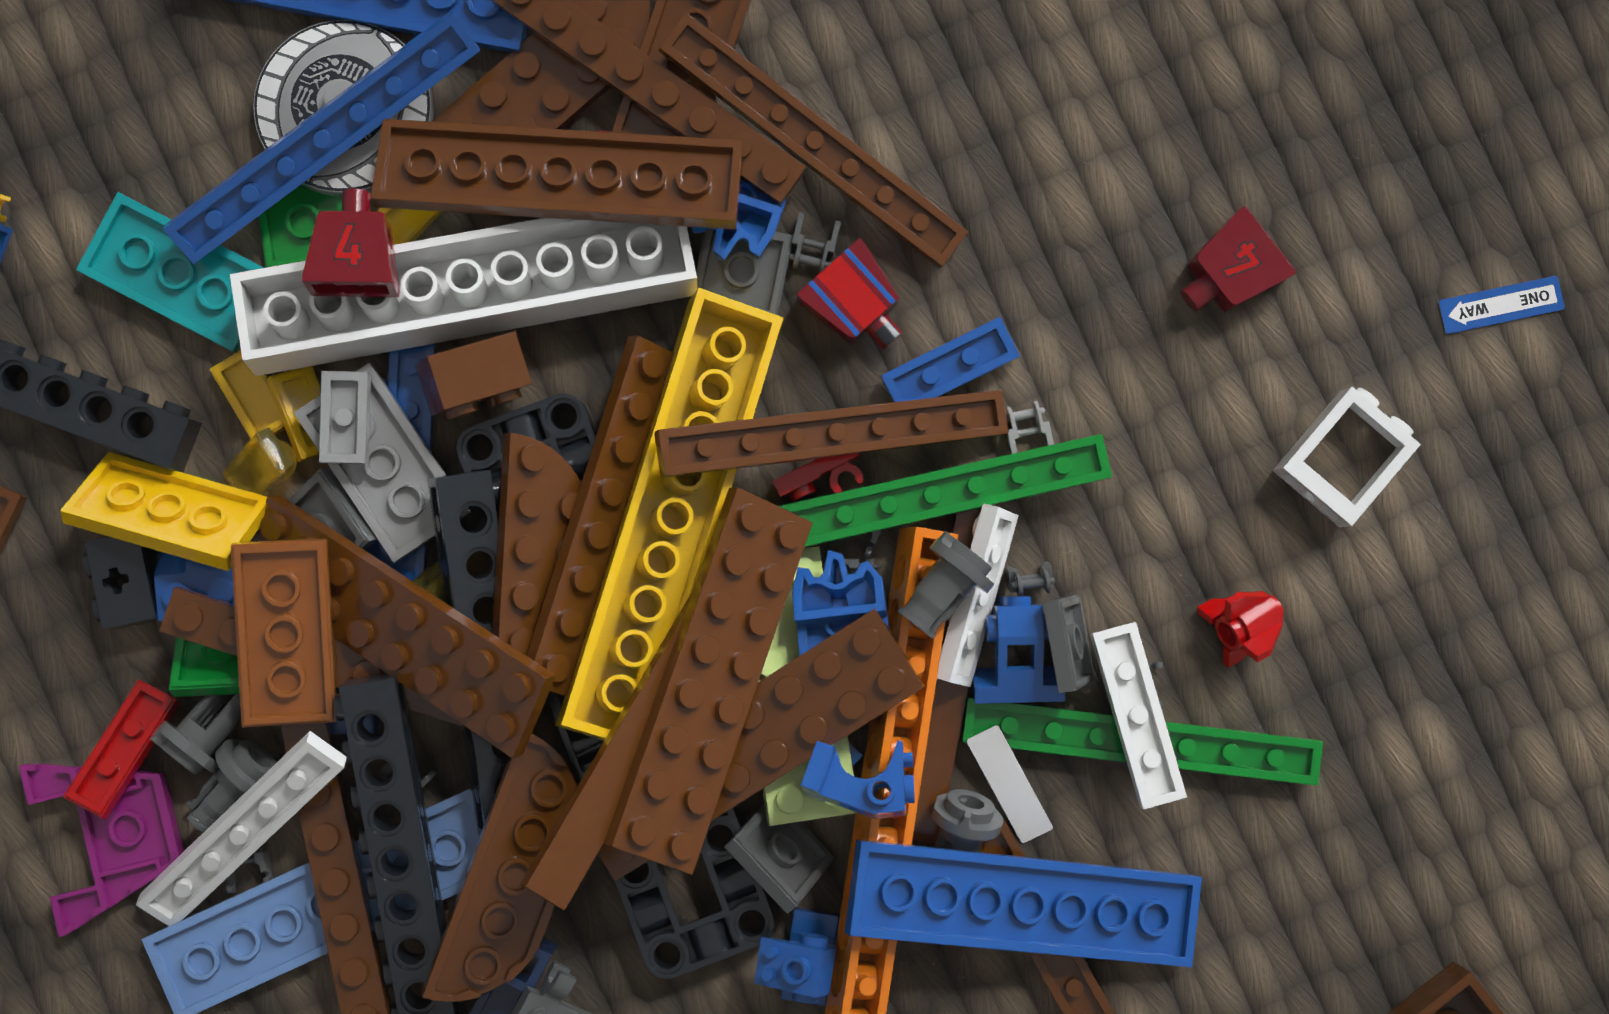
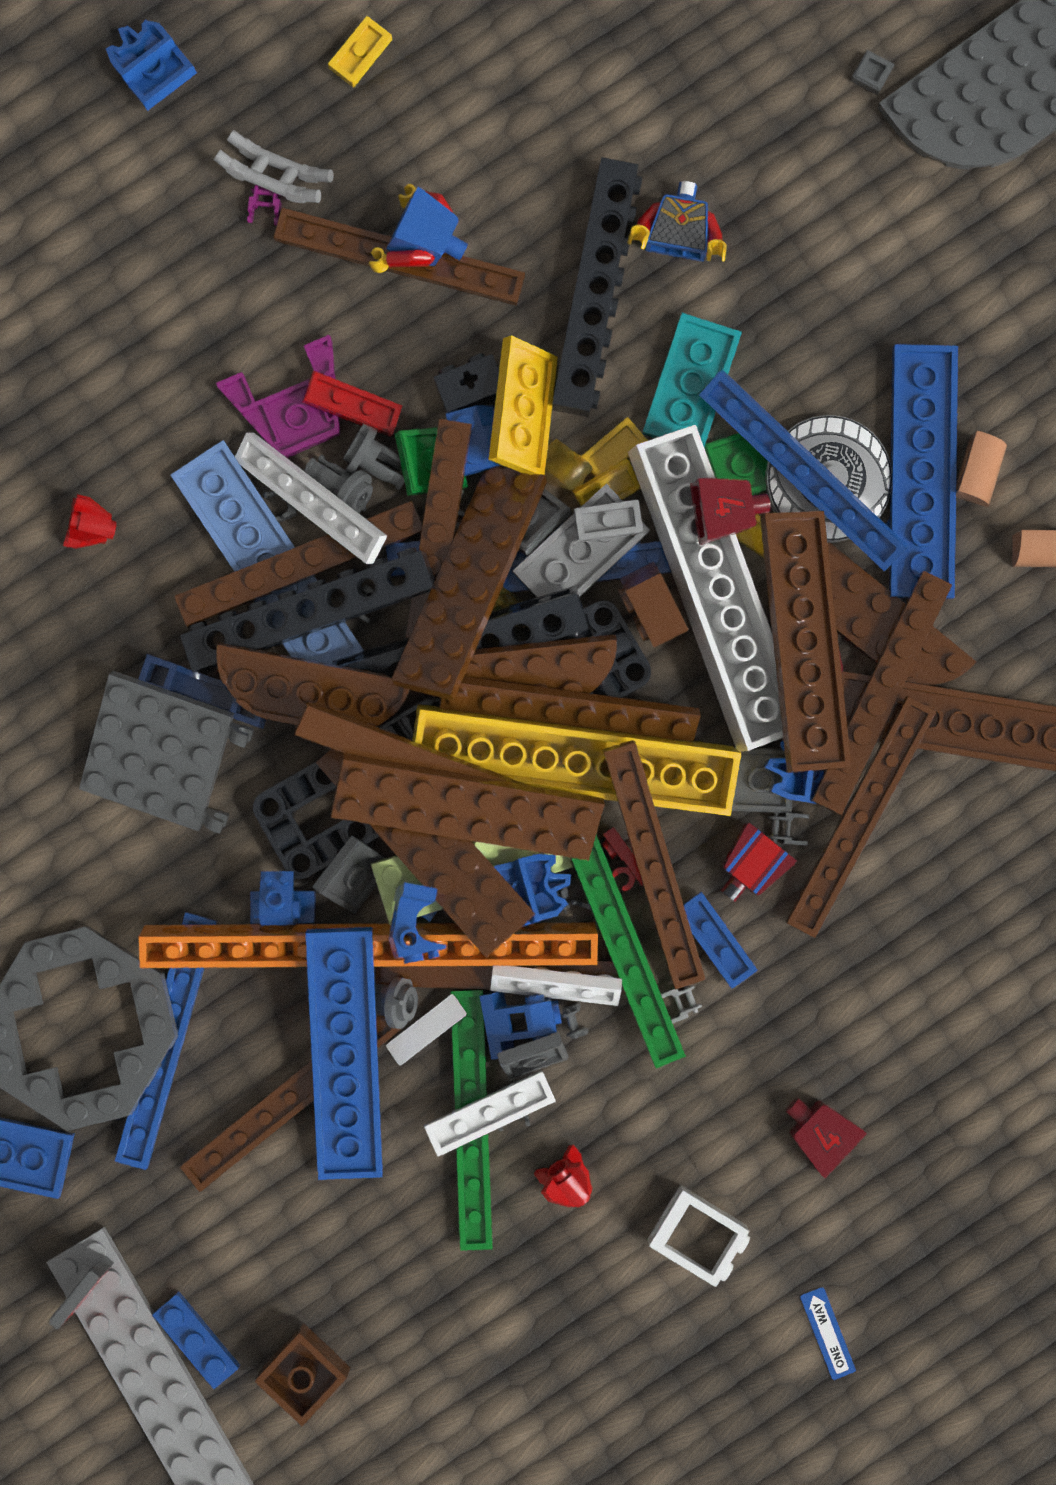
camera: 90 degrees right, 0 degrees up
(284, 632) = (452, 505): dark orange tile -> none
(946, 584) = (560, 961): dark grey piece -> none

